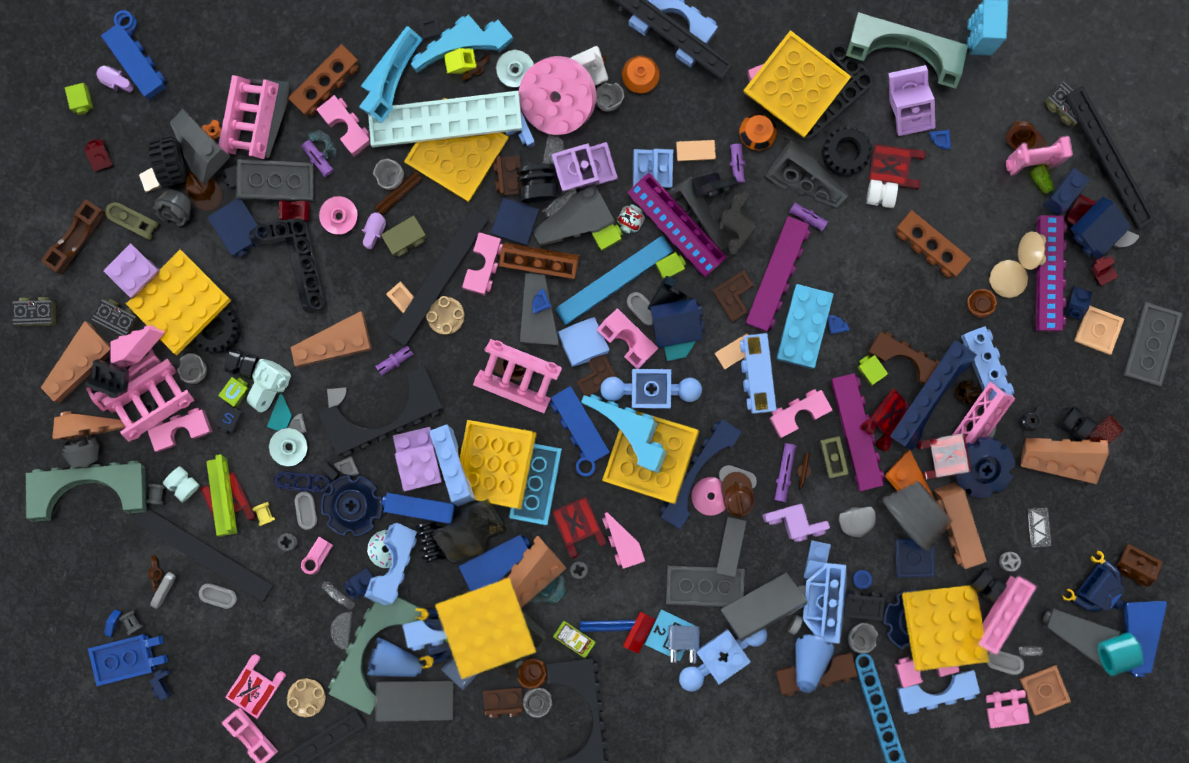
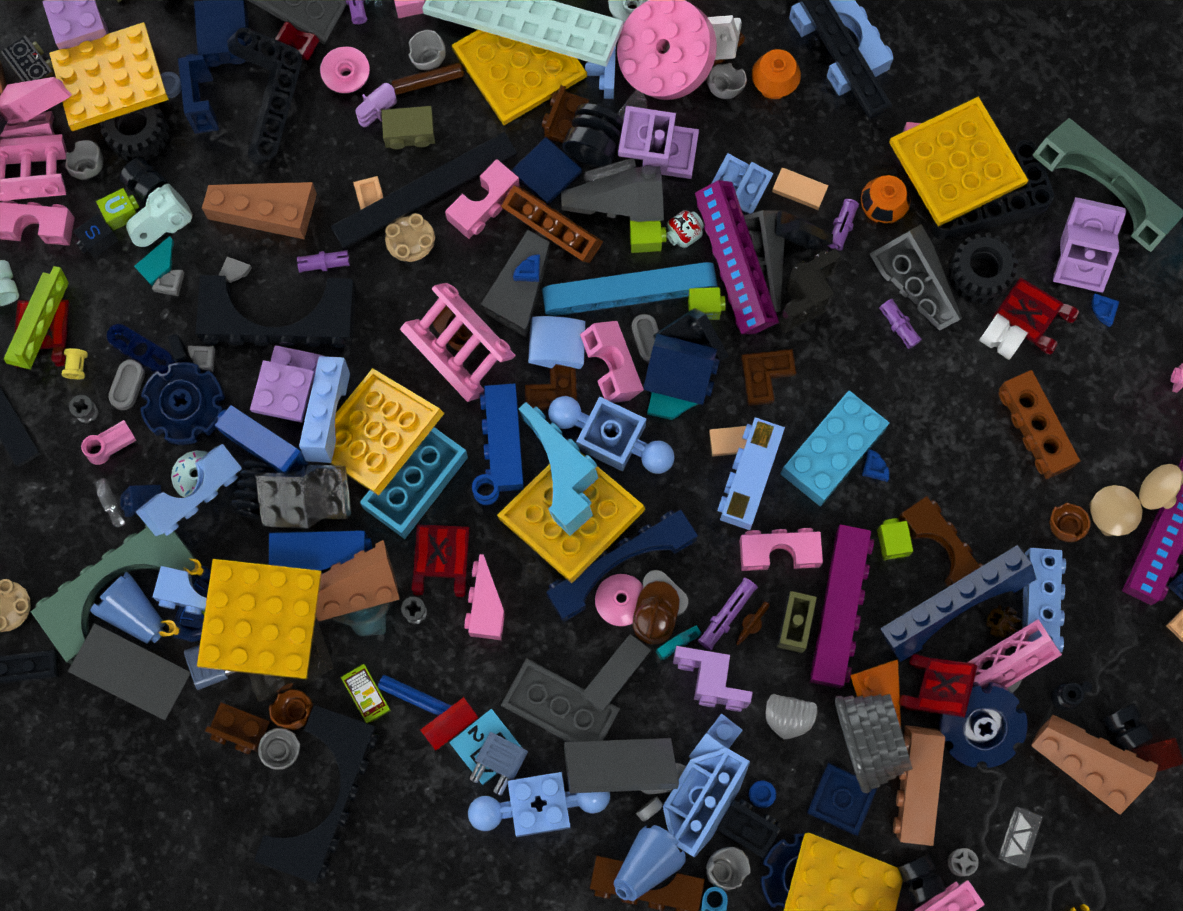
camera: 20 degrees right, 10 degrees down
(221, 281) = (172, 84): none -> sand blue tile
(253, 300) = (199, 113): none -> dark blue window
(281, 453) = (136, 293): light aqua dish -> none
(341, 630) = (91, 544): clear tile -> none
(762, 507) = (680, 640): none -> teal tile
(777, 273) = (831, 371): magenta brick -> none
(886, 418) = (886, 604): dark red flag -> none

